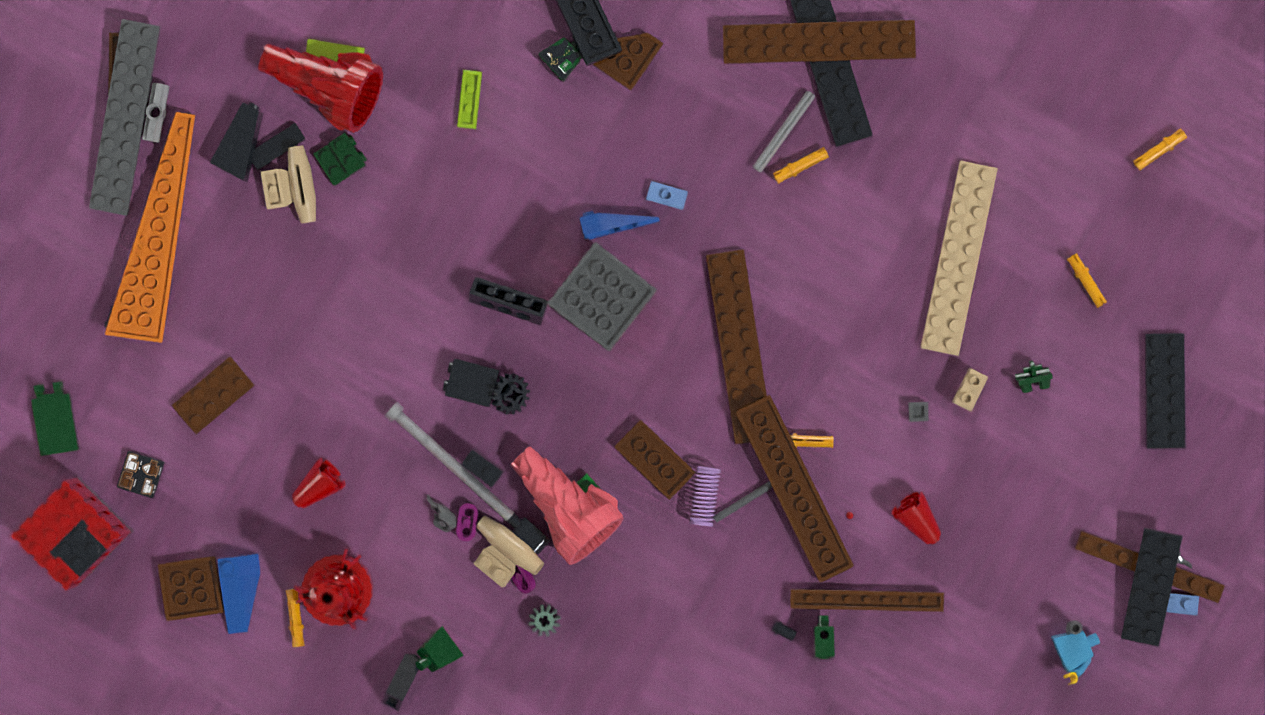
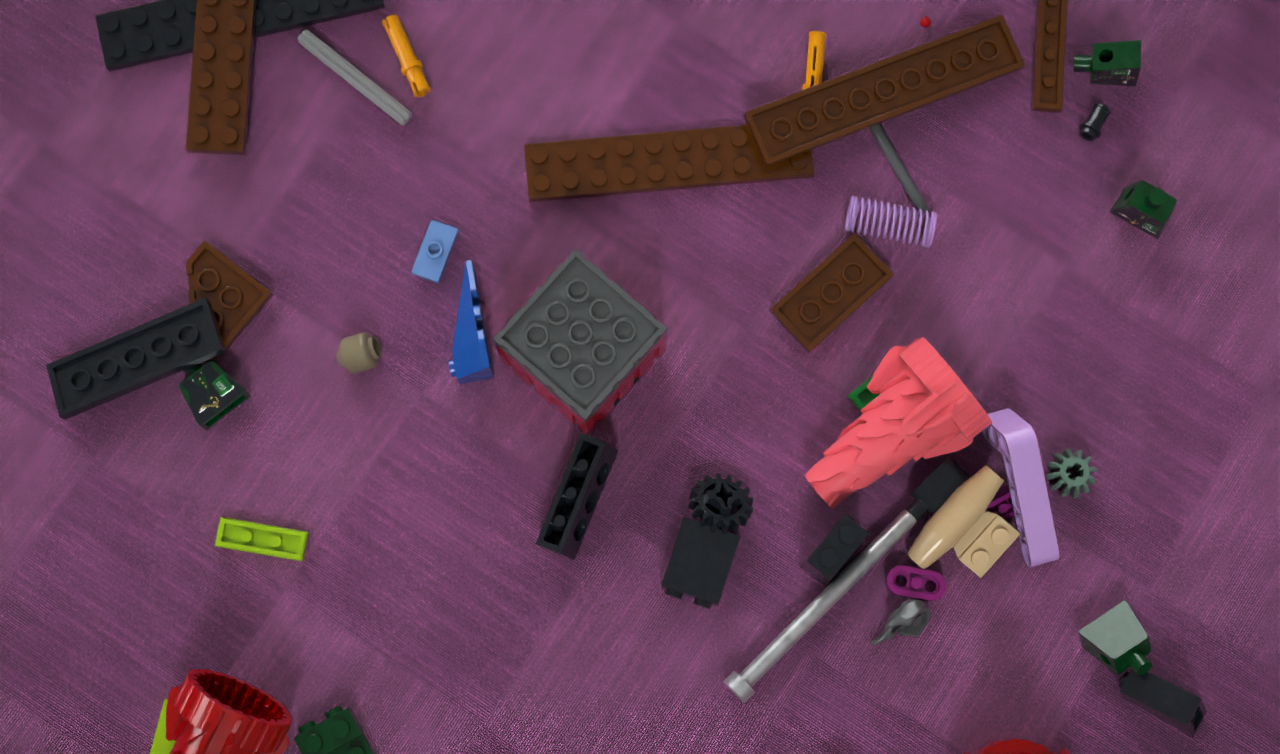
camera: 85 degrees left, 10 degrees down
(533, 588) = (1027, 485): none -> lavender beam
(594, 152) = (359, 352): none -> dark tan head
(725, 664) = (1144, 207): none -> dark green torso

